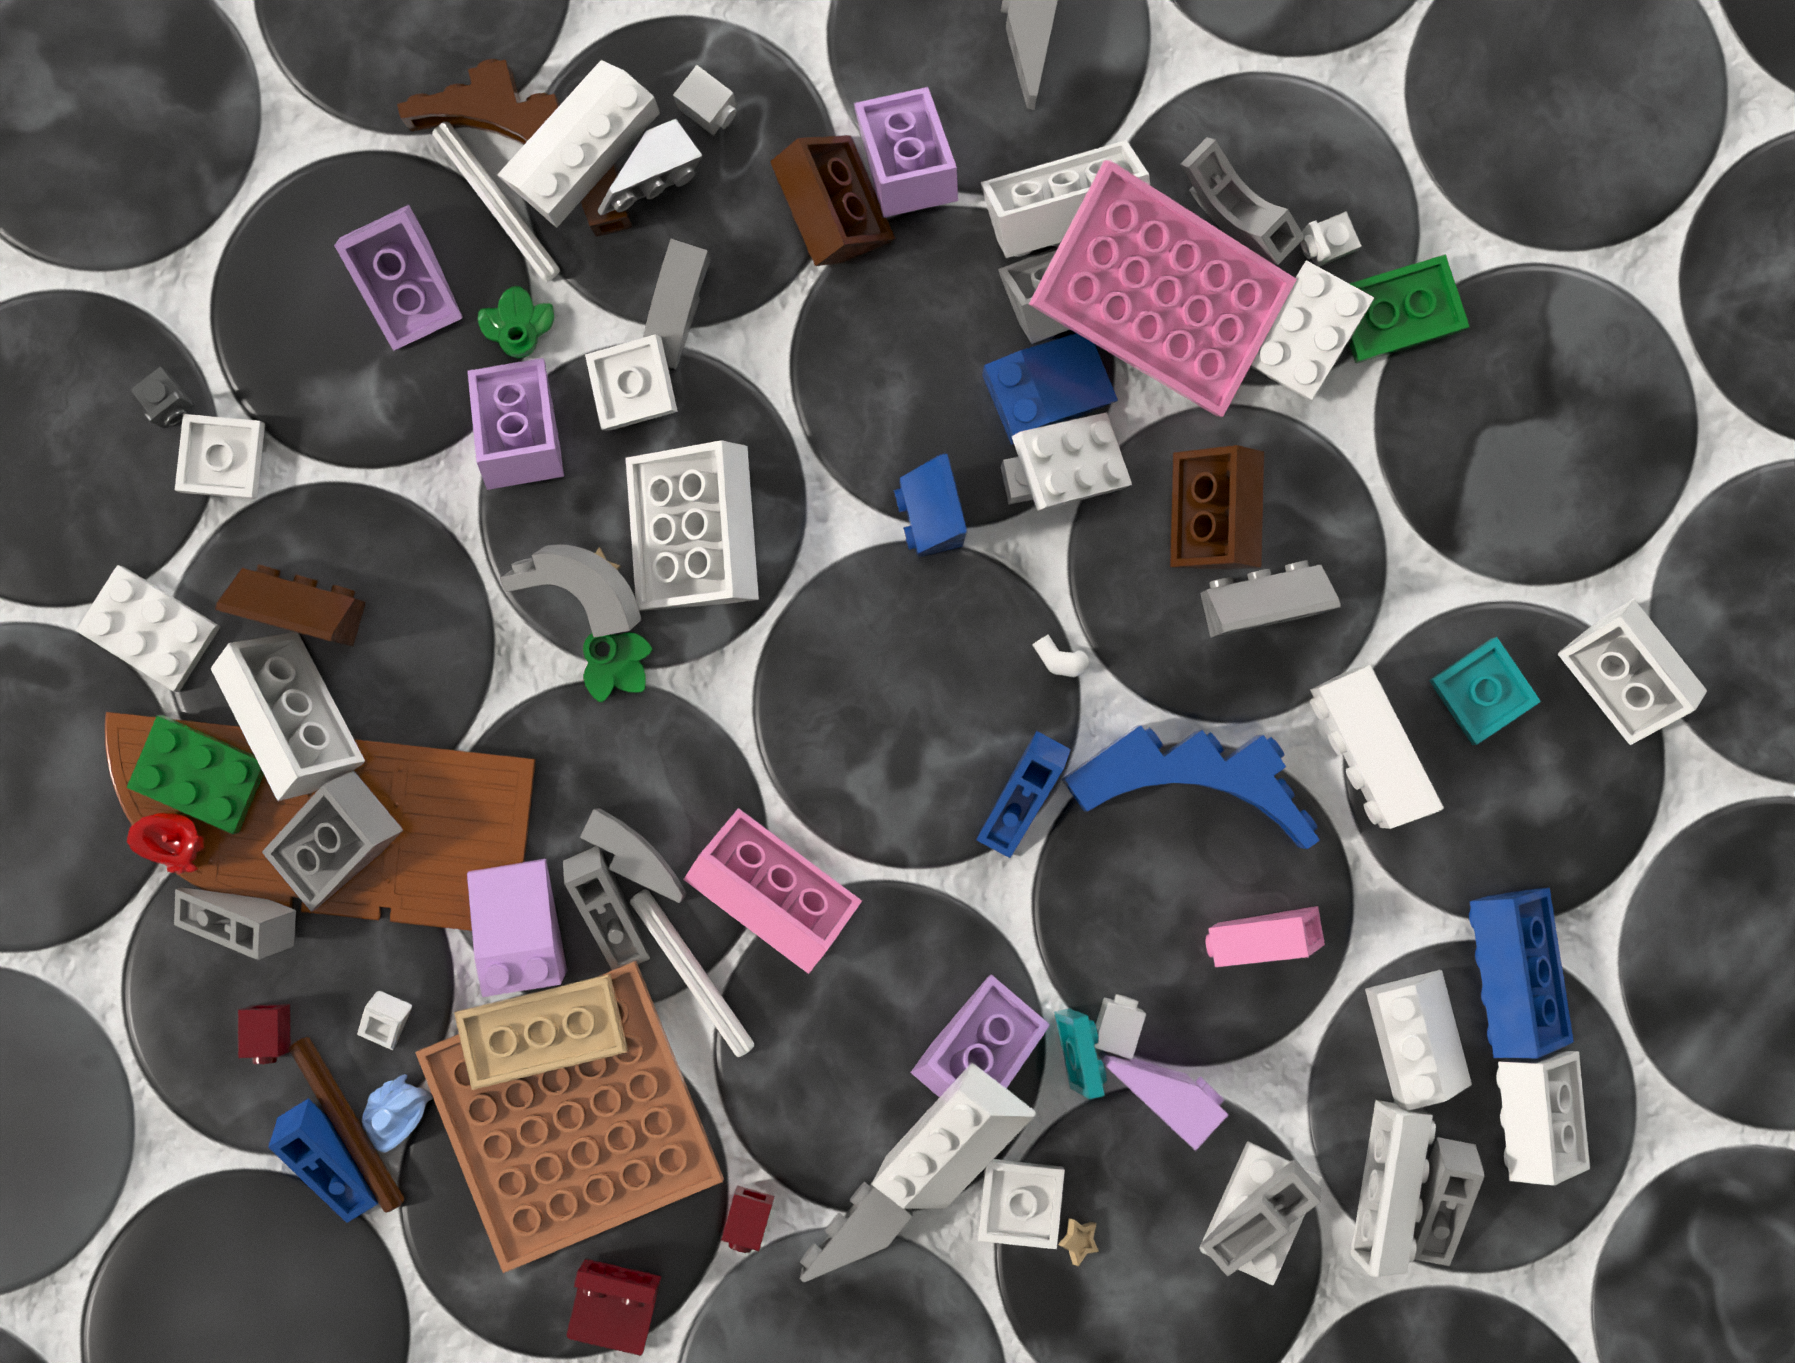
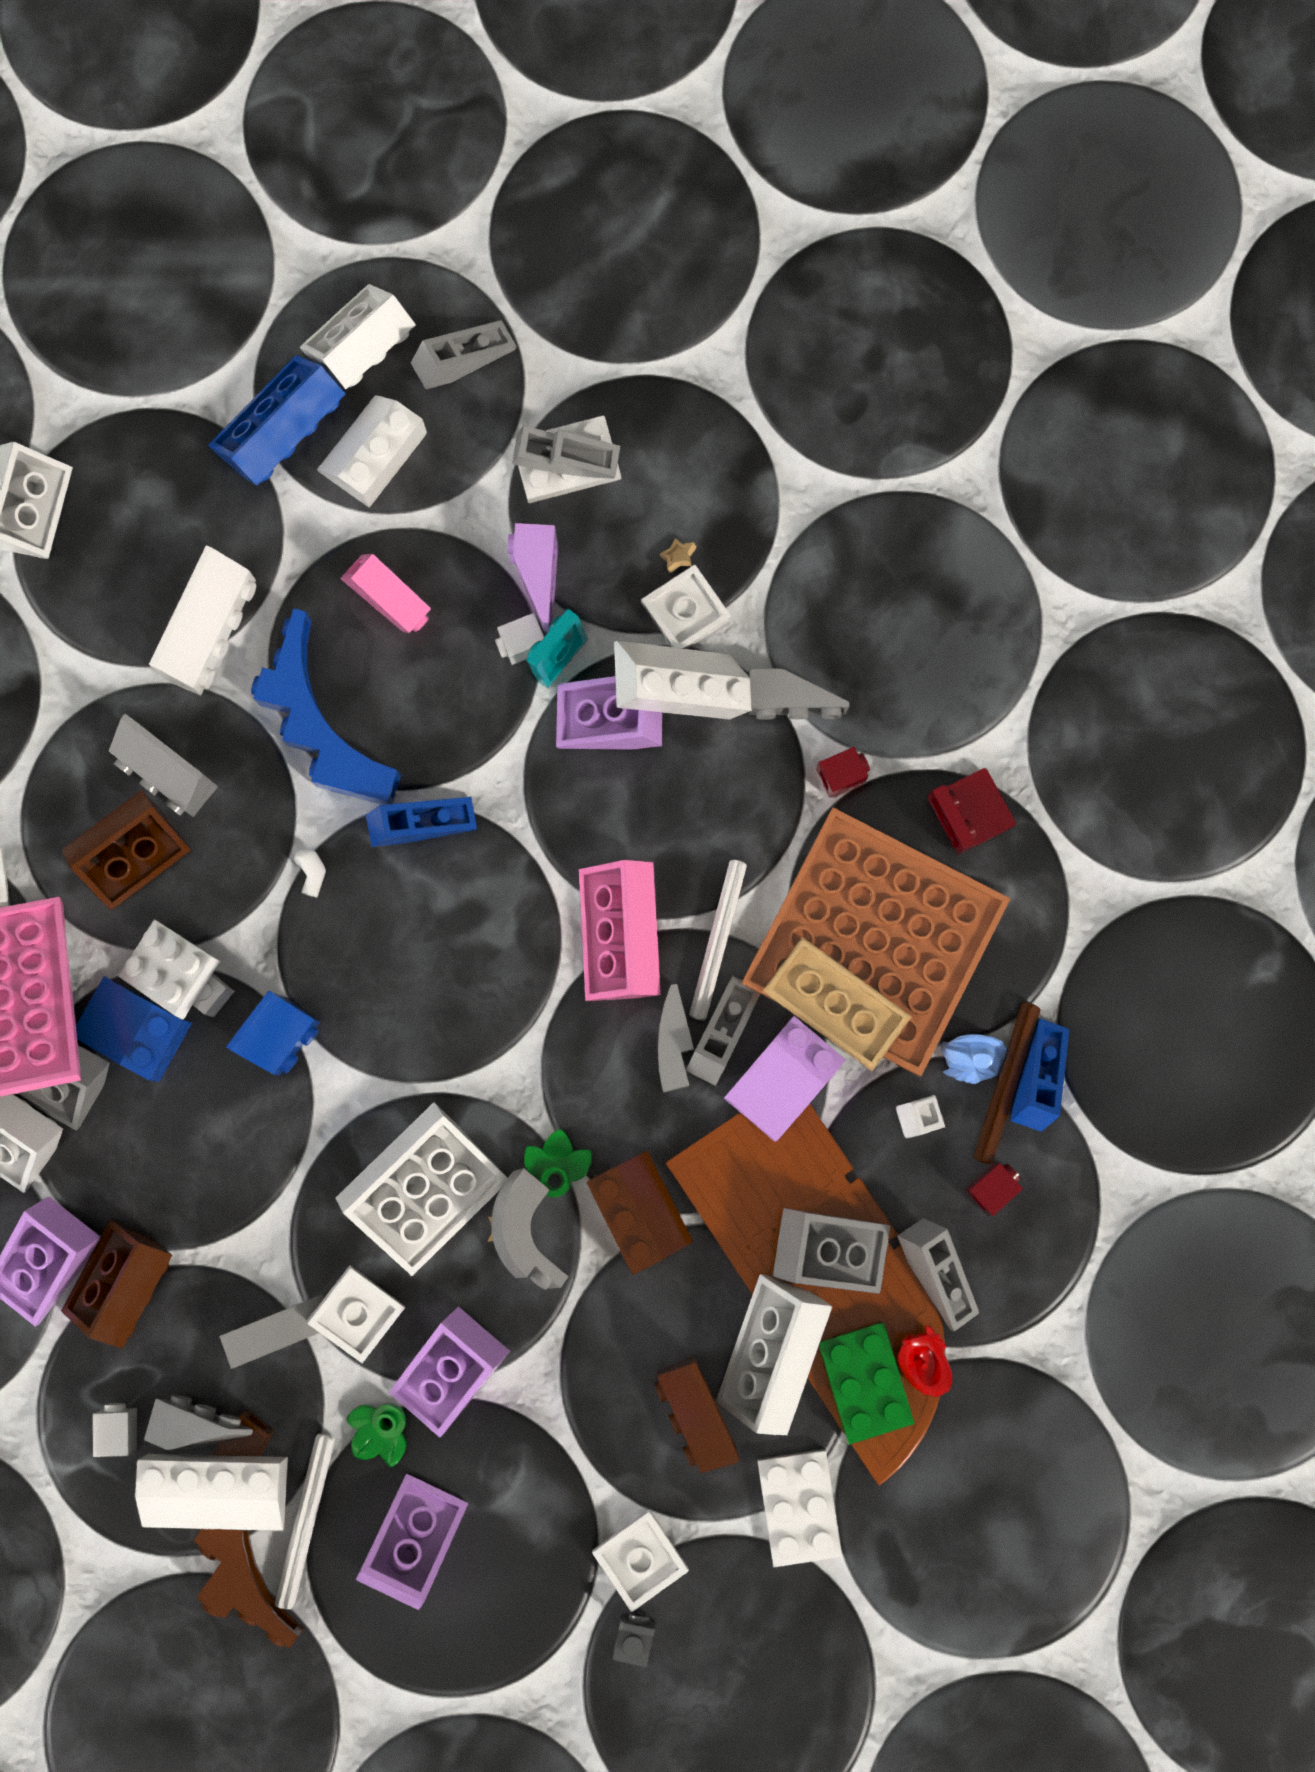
camera: 130 degrees left, 5 degrees down
(510, 700) = (639, 1212): none -> reddish brown slope
(1392, 1188) = (480, 391): white slope -> none
(1484, 691) = (110, 584): teal plate -> none

